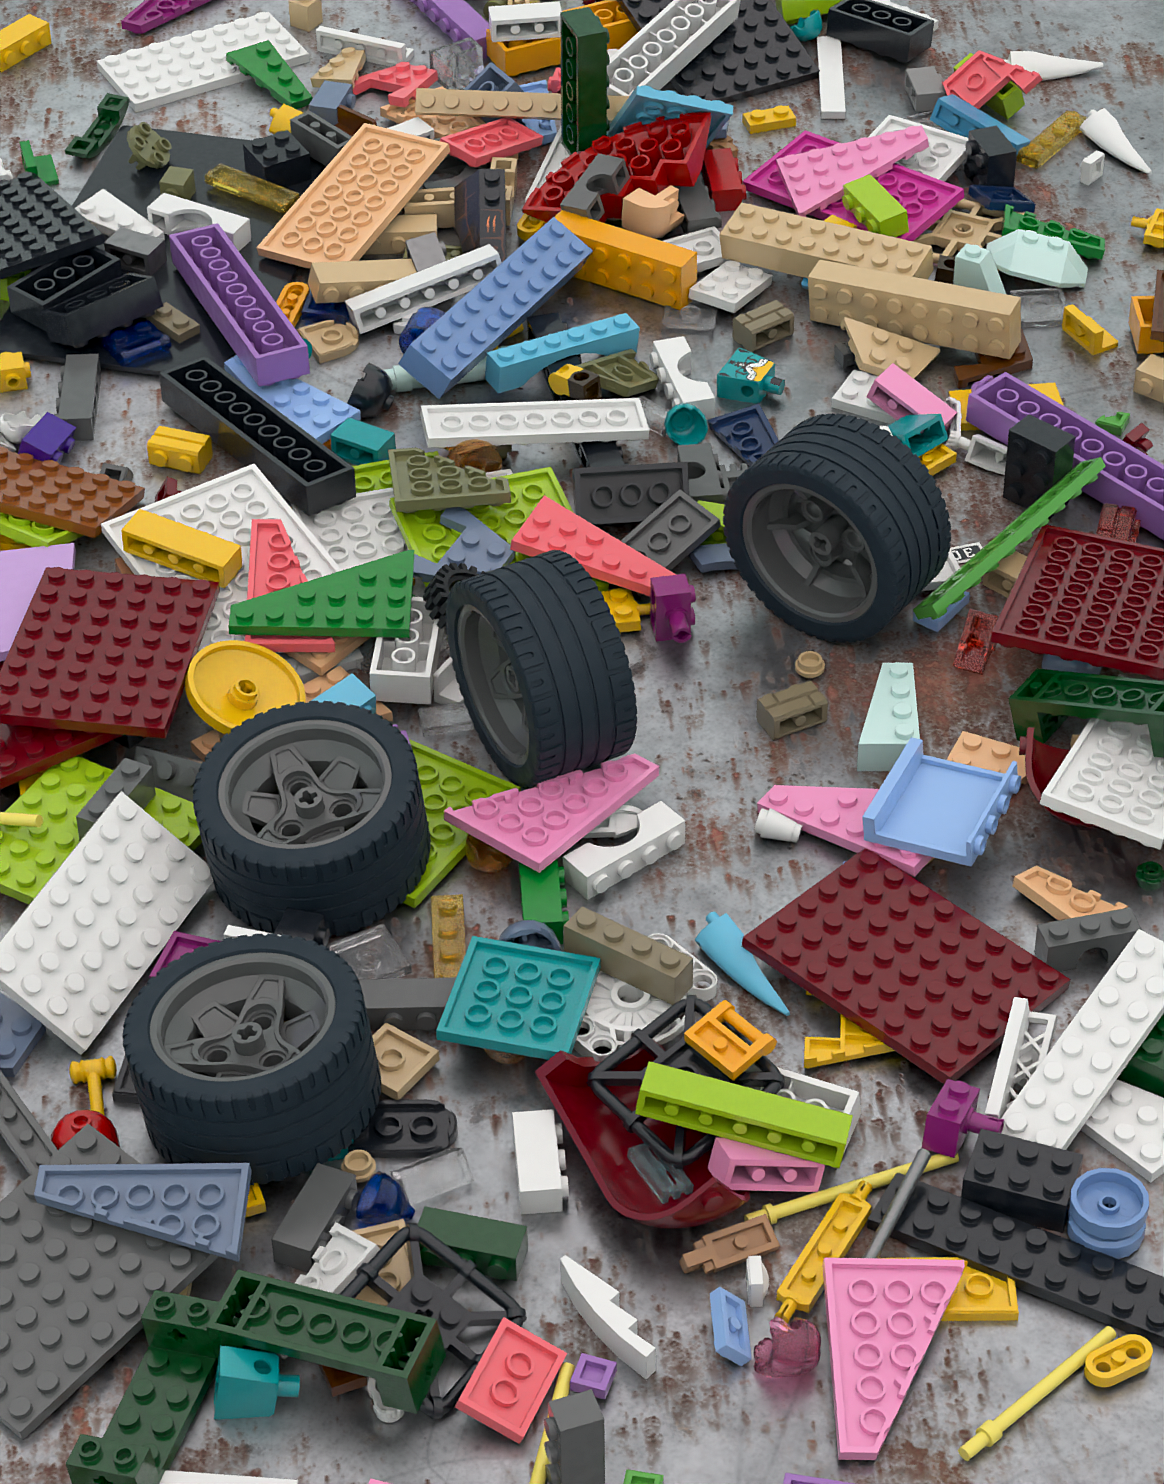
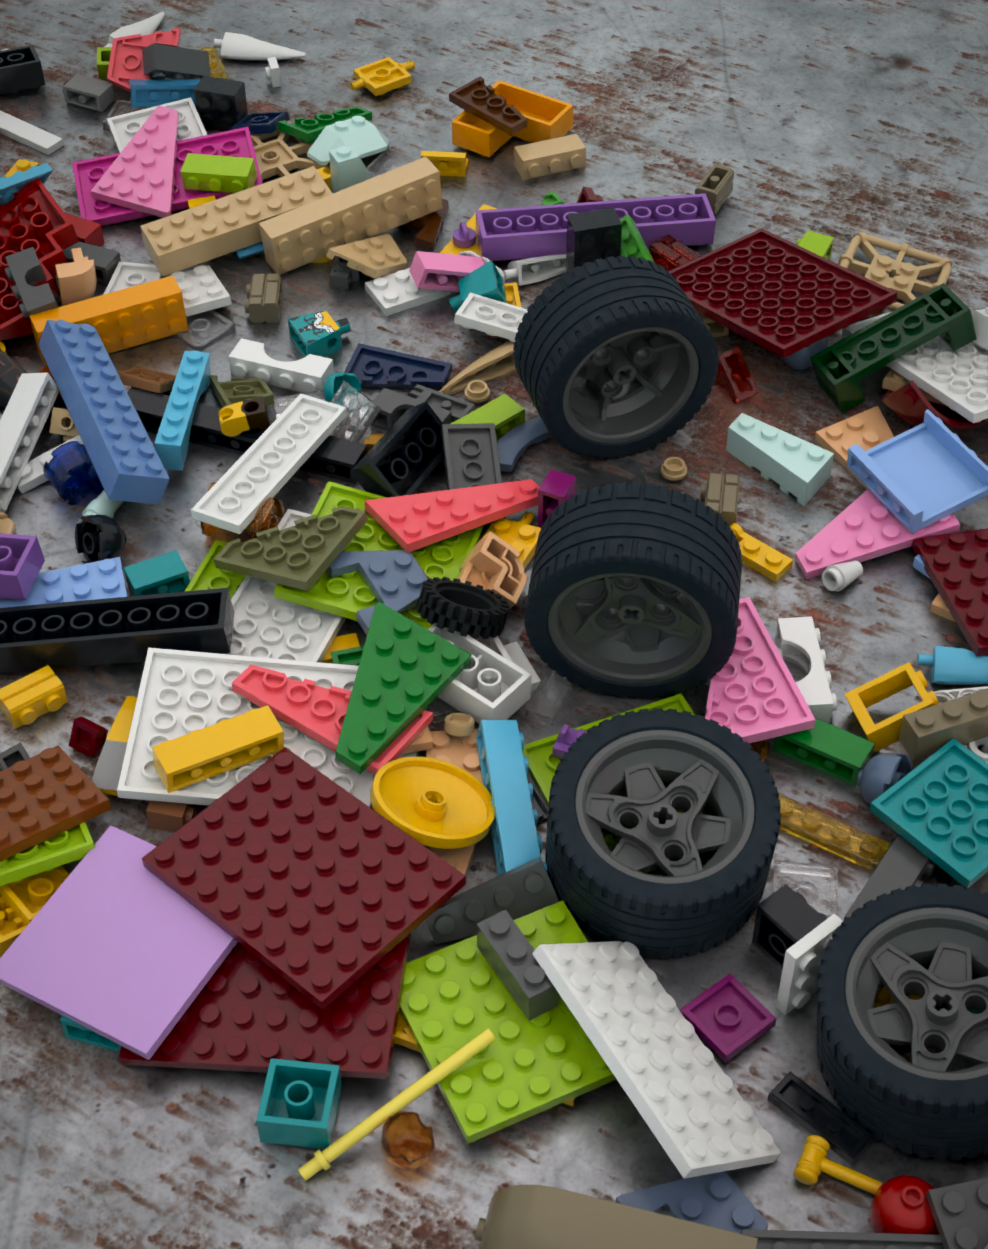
camera: 55 degrees left, 5 degrees up
(350, 666) = (459, 724): none -> tan tile
(575, 312) = (147, 379): none -> medium nougat tile
(641, 904) = (874, 691): none -> yellow window
(662, 444) = (360, 413): none -> clear plate
(752, 762) = (761, 556): none -> yellow plate
(1010, 106) = (175, 62): none -> dark grey brick

